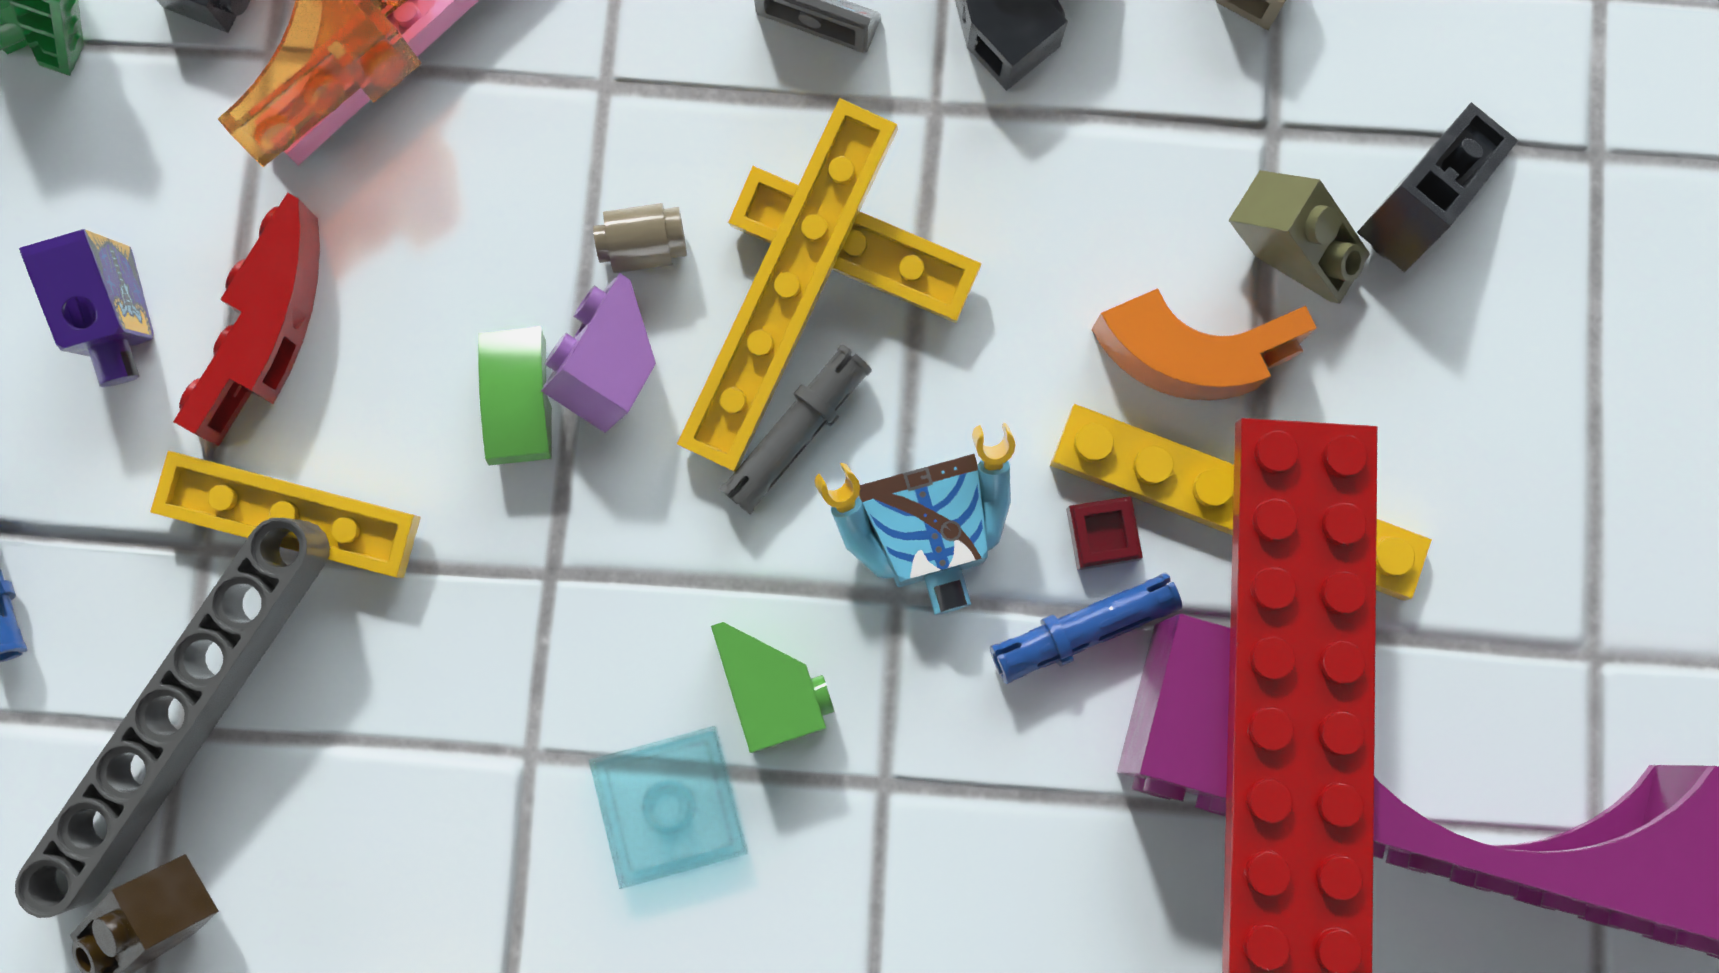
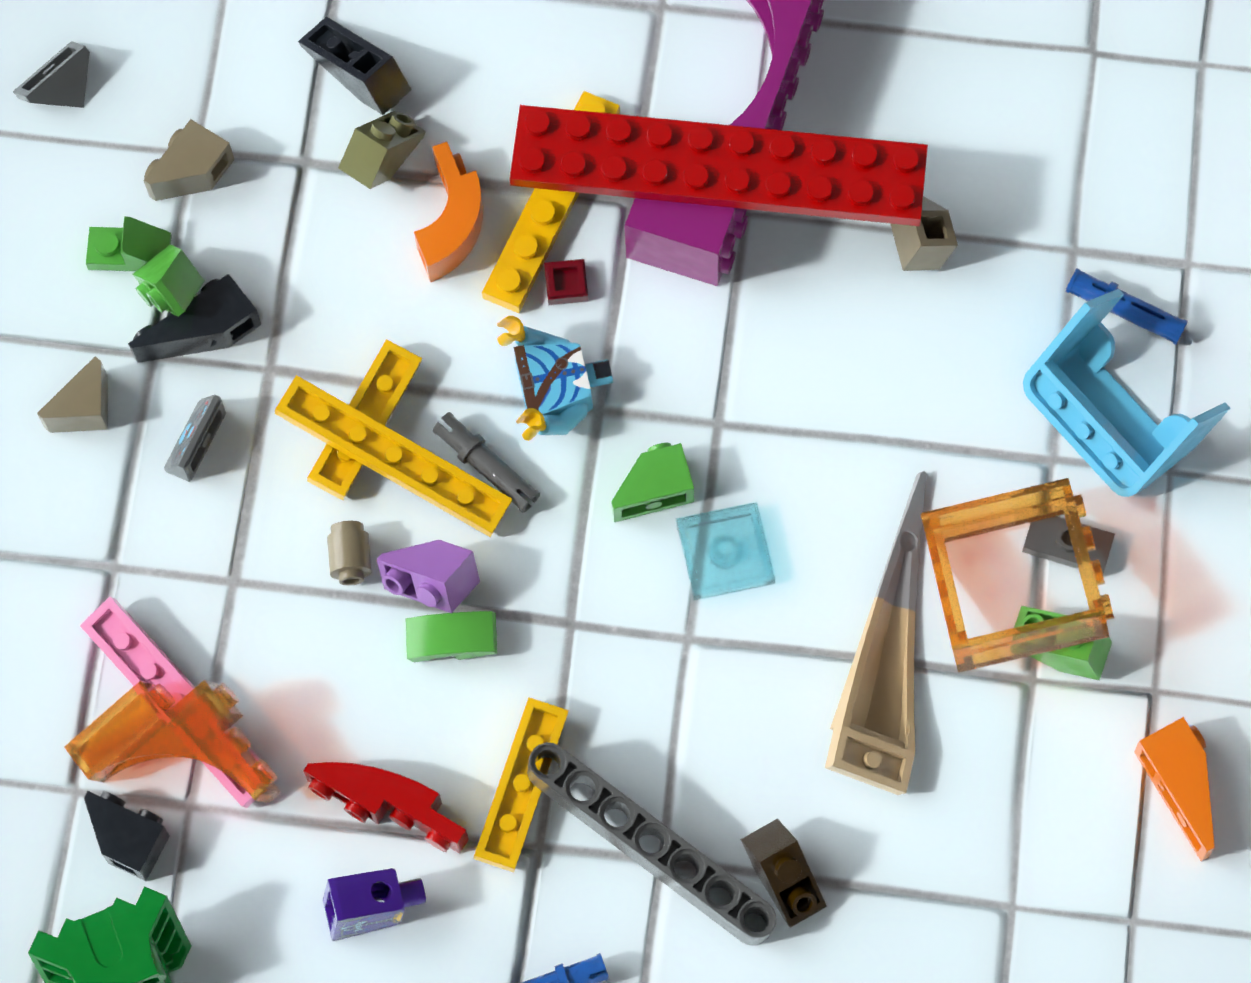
camera: 80 degrees left, 10 degrees down
(1063, 637) = (632, 308): blue pin -> none

